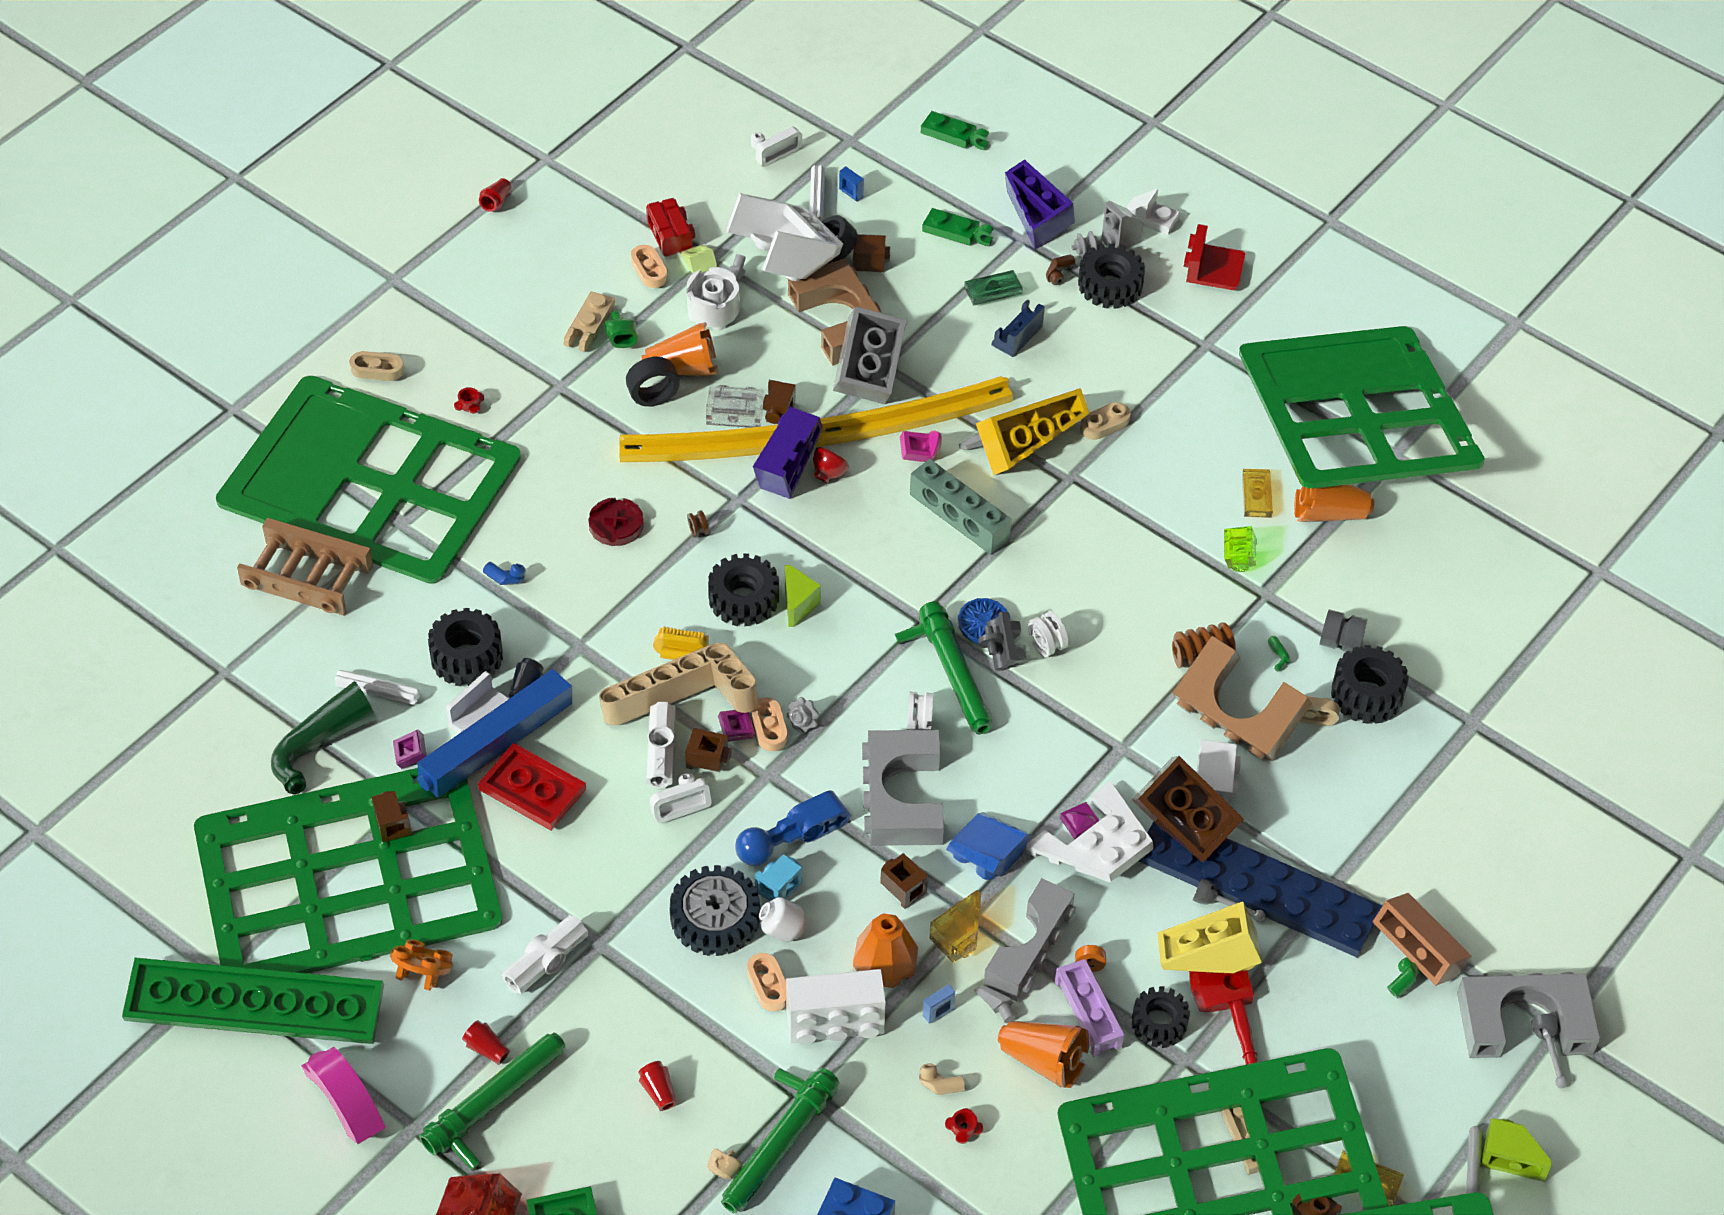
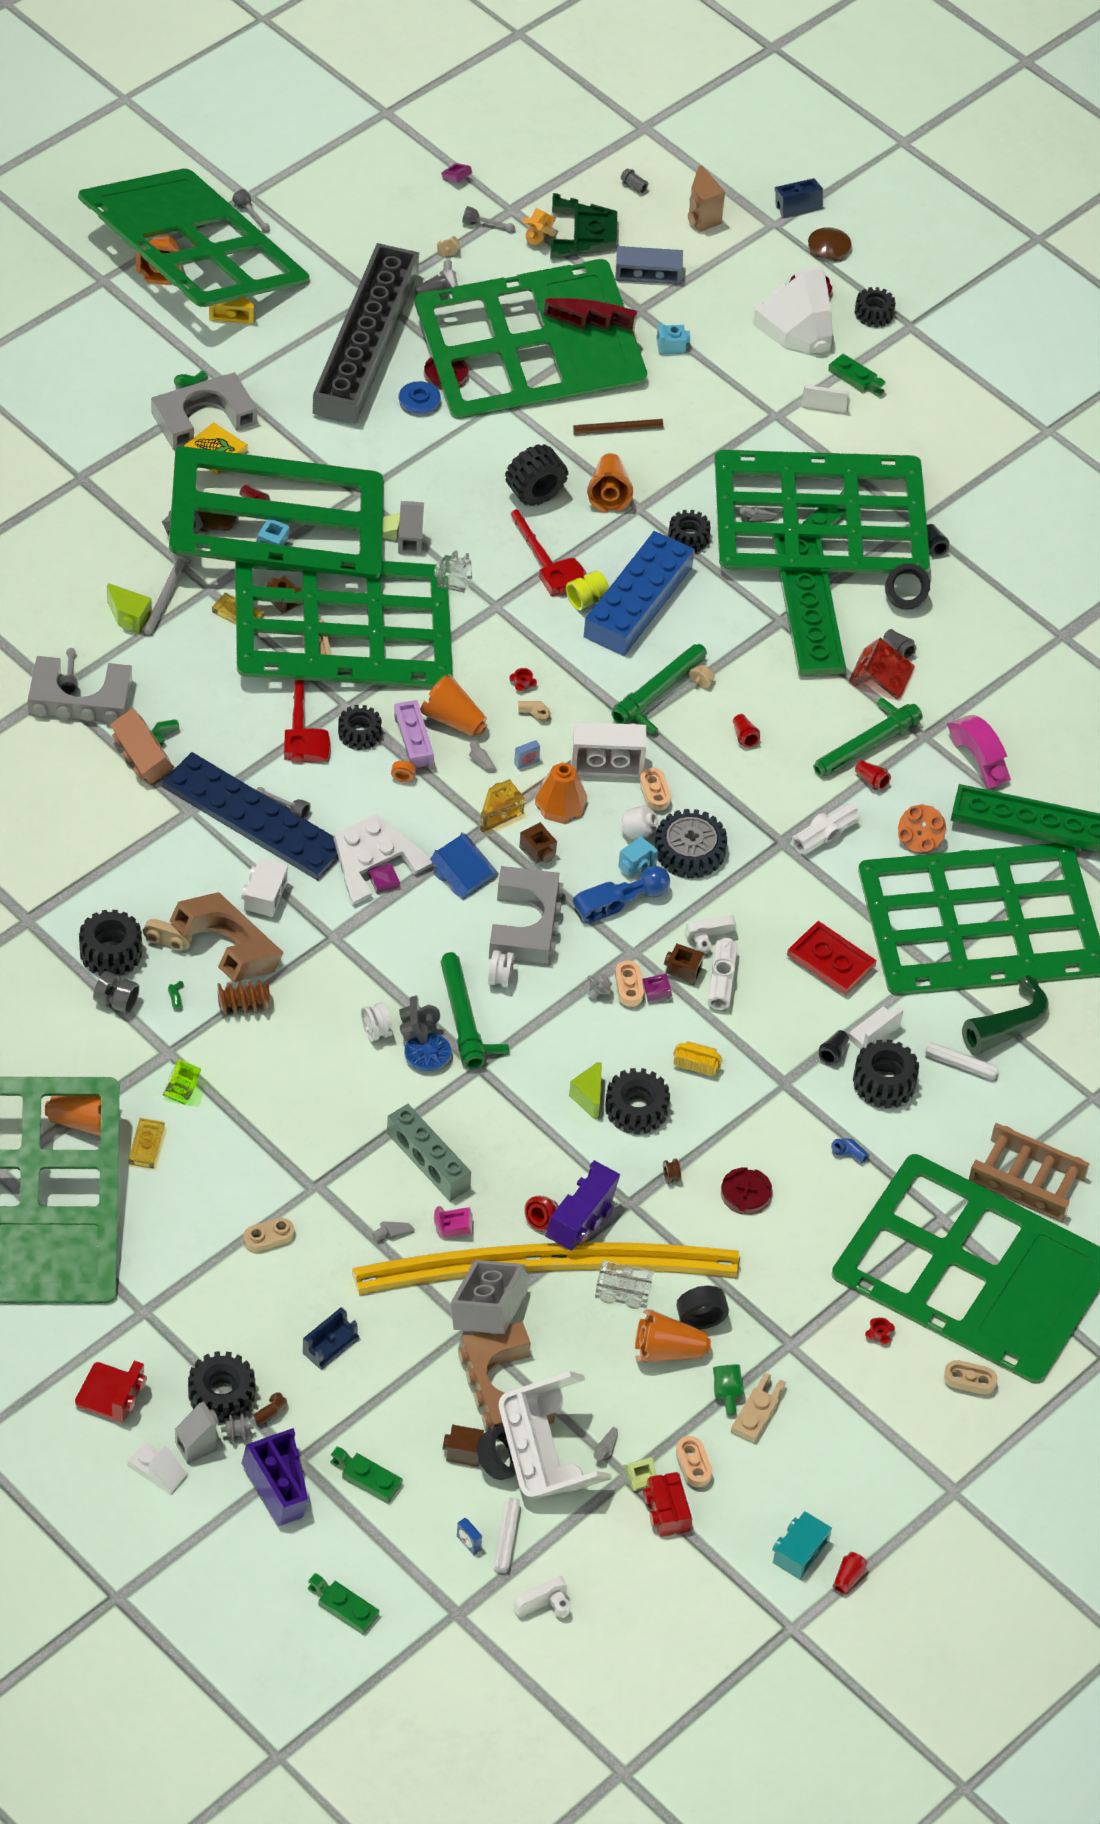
camera: 175 degrees left, 0 degrees up
(391, 816) = (948, 935): reddish brown brick -> none
(409, 749) = (932, 1001): magenta tile -> none
(494, 733) = (860, 996): blue brick -> none
(541, 208) = (801, 1544): none -> teal brick
(680, 679) = (698, 1020): tan beam -> none
(713, 297) = (633, 1402): white brick -> none
(778, 400) = (581, 1283): reddish brown brick -> none
(993, 287) = (344, 1392): clear green plate -> none
(1013, 967) = (464, 771): light grey arch -> none
(1023, 430) = (344, 1216): yellow wedge -> none
(1187, 808) = (304, 847): reddish brown slope -> none
(1212, 943) = (310, 759): light yellow slope -> none

